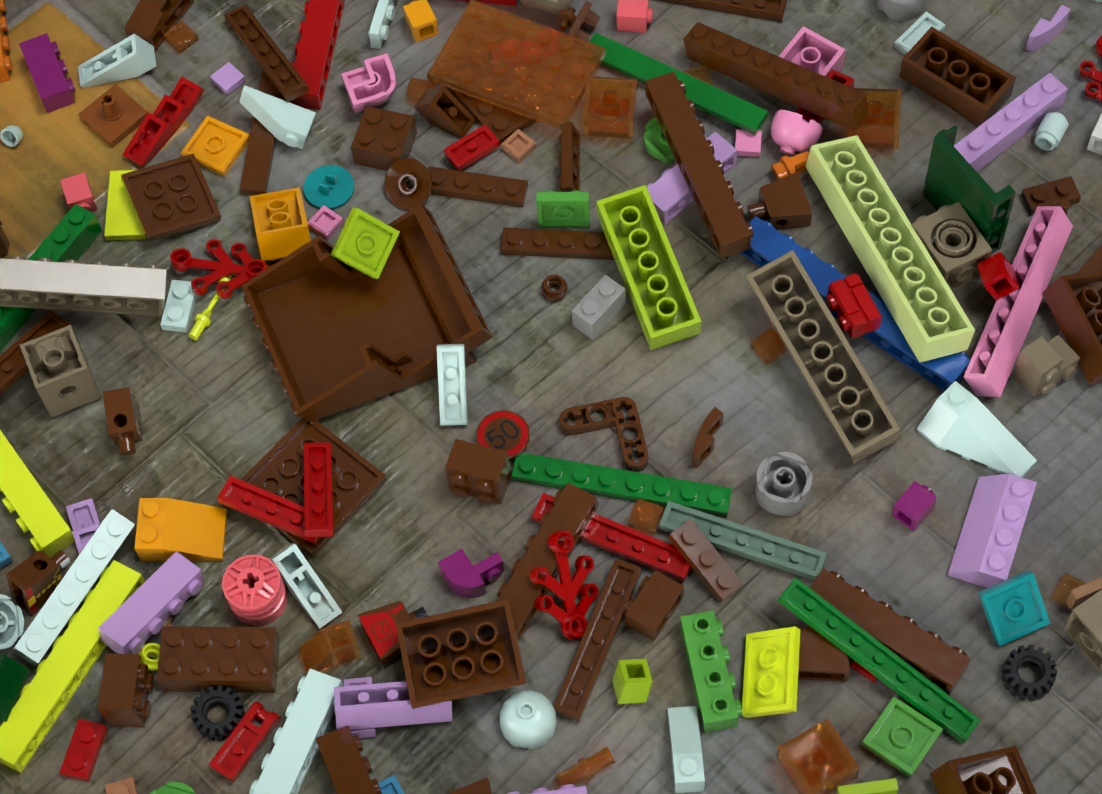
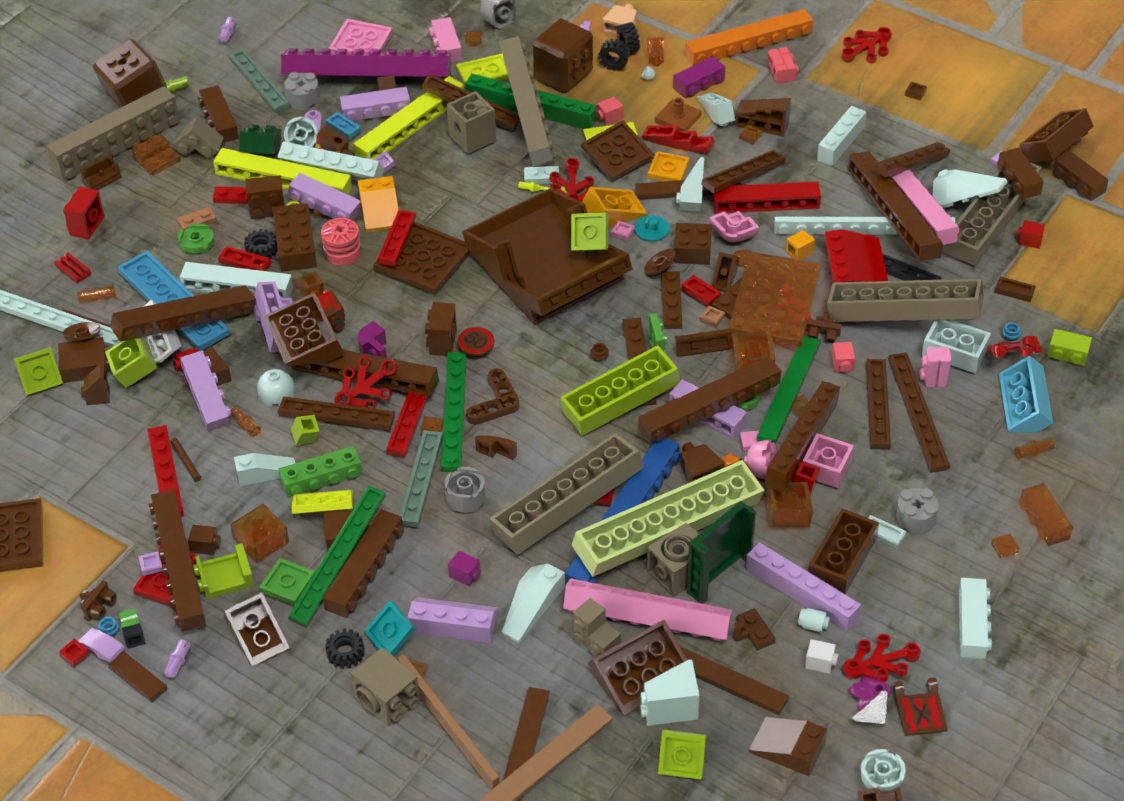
camera: 75 degrees right, 15 degrees down
(123, 419) = (449, 161): reddish brown torso -> none
(228, 78) = (723, 162): lavender tile -> none
(305, 585) = (352, 265): light aqua slope -> none
(318, 490) = (411, 251): red plate -> none
(452, 384) = (503, 304): light aqua tile -> none
(599, 307) = (580, 370): light grey brick -> none
(653, 605) = (362, 434): reddish brown brick -> none
(705, 560) = (400, 456): reddish brown plate -> none
(854, 306) = (610, 501): red brick -> none
(998, 276) = (658, 585): red brick -> none
(1046, 31) = (906, 605): lavender slope -> none

